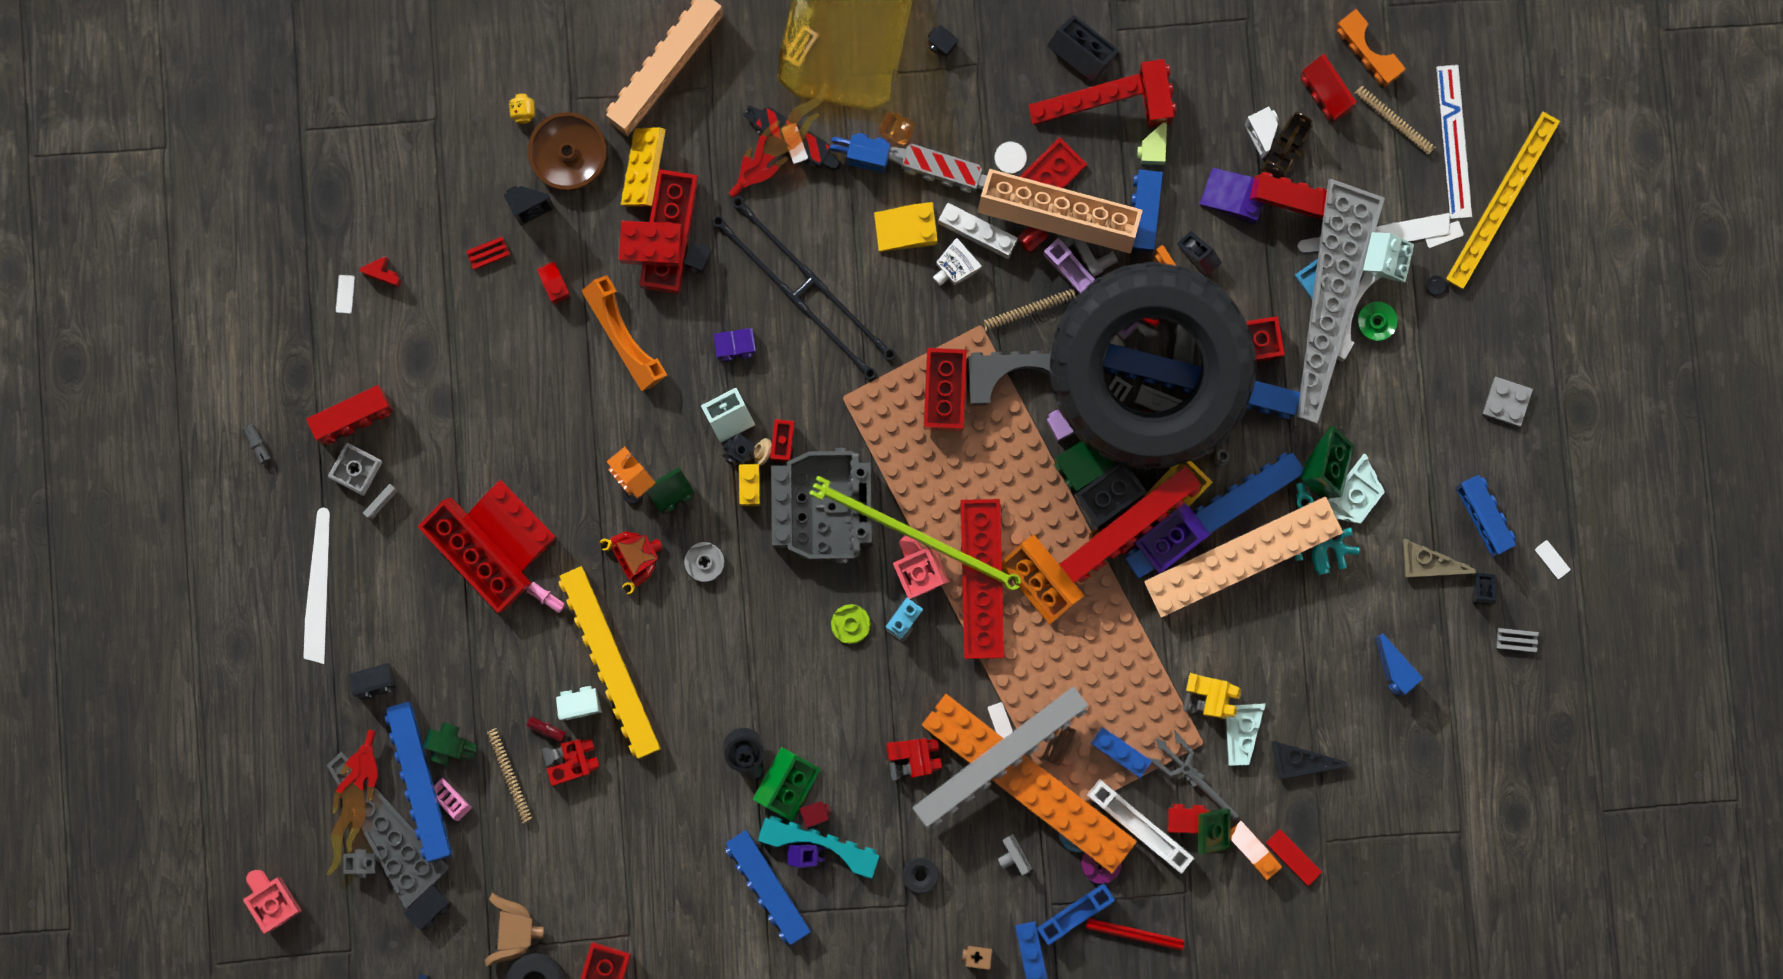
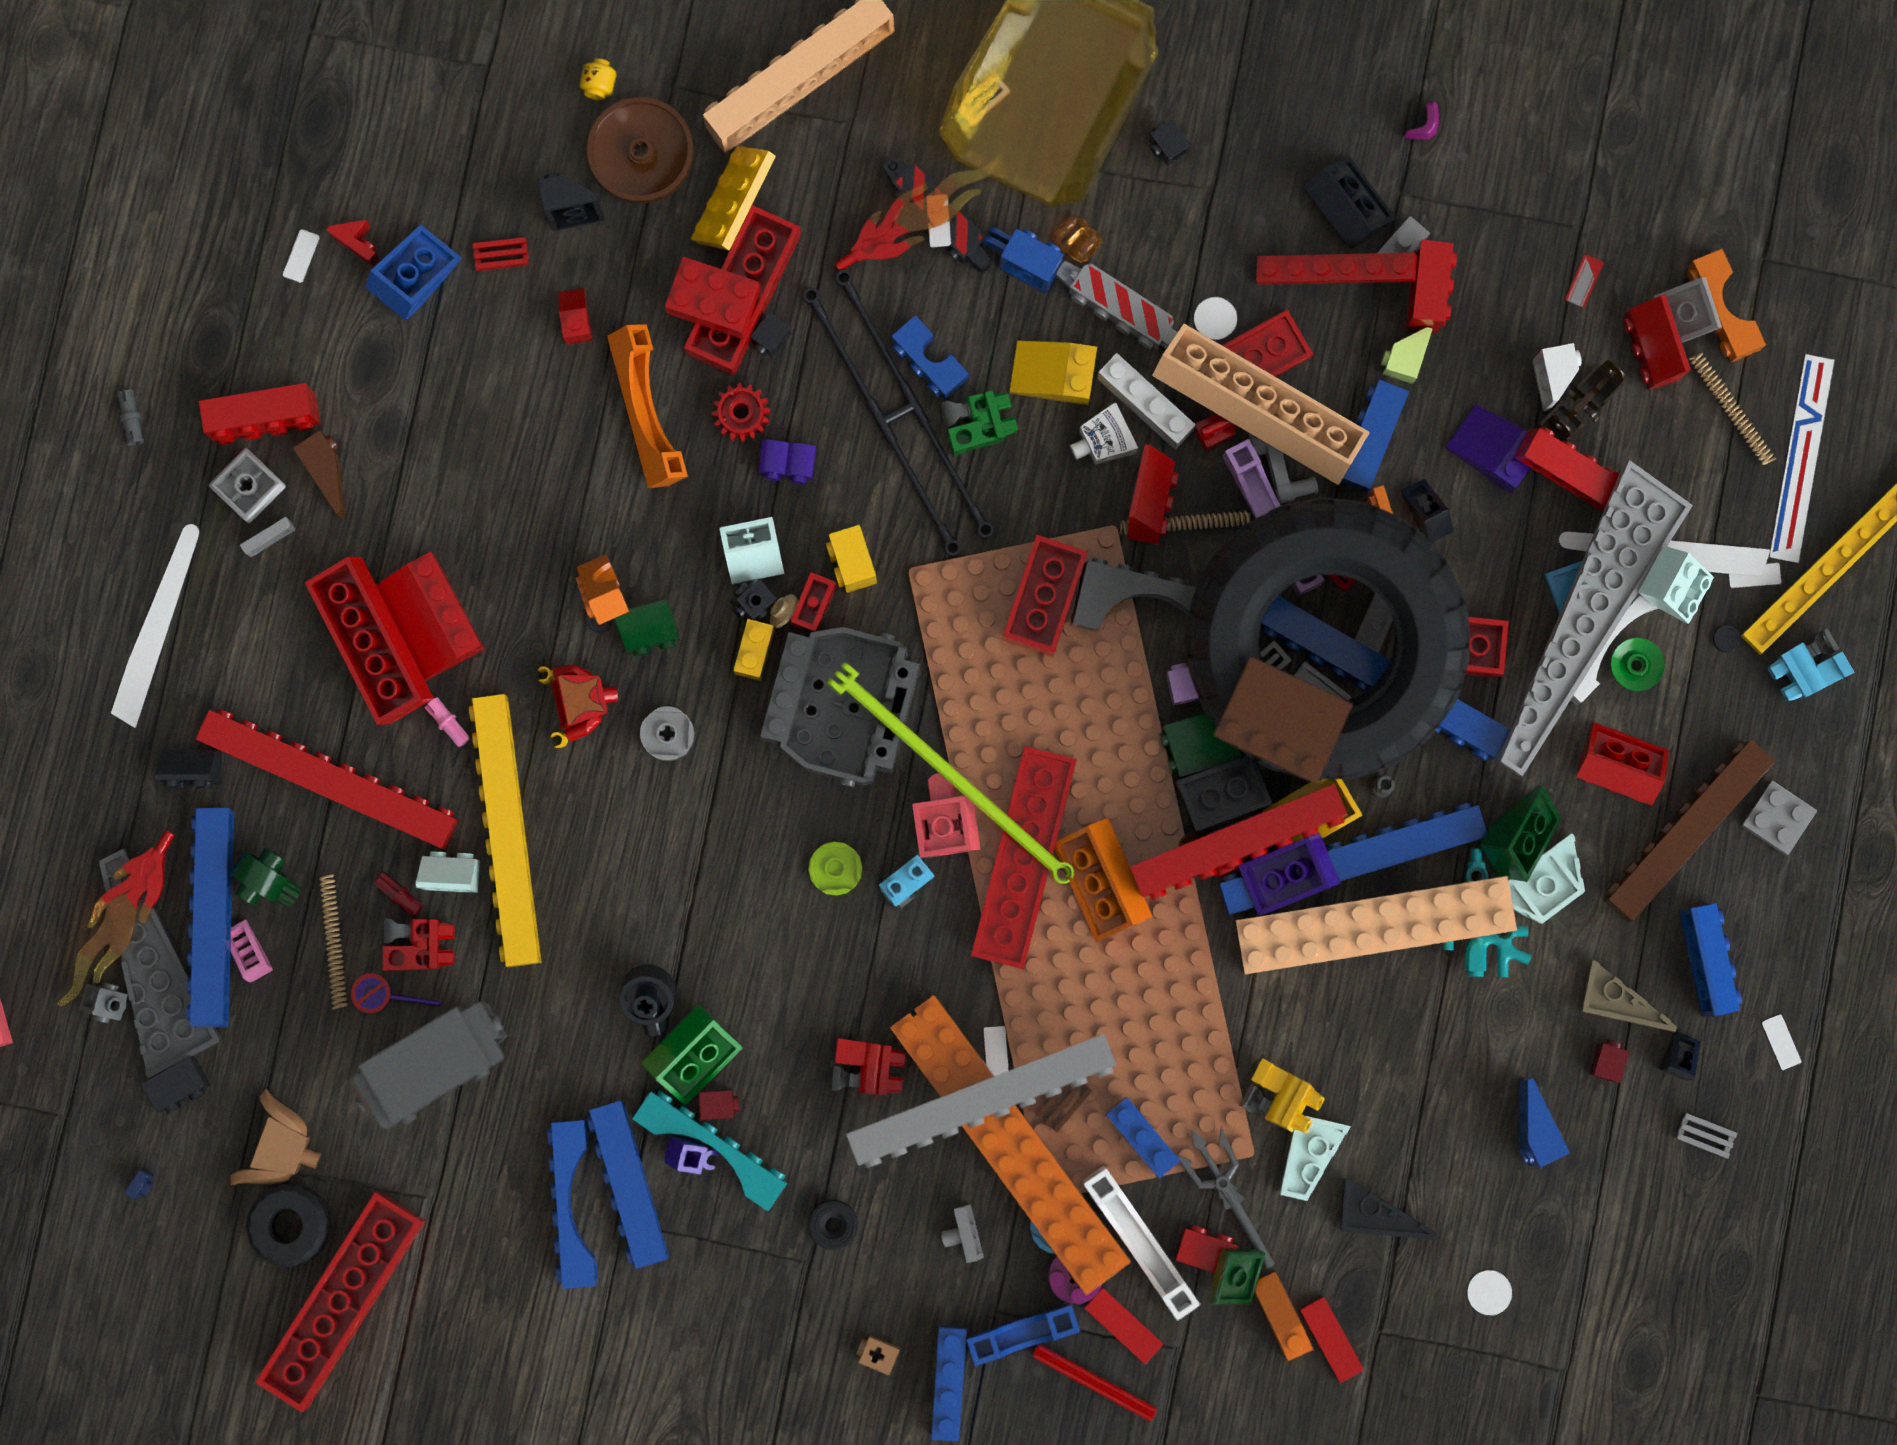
camera: 10 degrees right, 0 degrees up
(404, 438) = (324, 466): none -> reddish brown slope
(428, 284) = (412, 272): none -> blue slope
(472, 662) = (327, 779): none -> red brick
(547, 804) = (372, 994): none -> piece
(606, 840) = (429, 1064): none -> dark grey piece
(692, 308) = (739, 398): none -> red gear
(718, 873) = (576, 1260): none -> blue arch
(801, 401) = (853, 559): none -> yellow brick
(828, 253) = (944, 376): none -> blue arch
(868, 278) = (986, 422): none -> green hips
(1001, 298) = (1152, 497): none -> red slope
(1130, 63) = (1406, 238): none -> light grey tile
(1137, 431) = (1283, 719): none -> reddish brown slope
(1145, 888) = (1123, 1326): none -> red tile
(1265, 57) = (1584, 280): none -> sticker
(1346, 58) = (1693, 309): none -> light grey plate
(1386, 394) = (1623, 764): none -> red slope
(1395, 793) = (1489, 1292): none -> white sticker
(1434, 607) = (1609, 1061): none -> dark red brick
(1446, 428) = (1689, 830): none -> reddish brown brick
(1497, 294) = (1804, 673): none -> medium azure hips

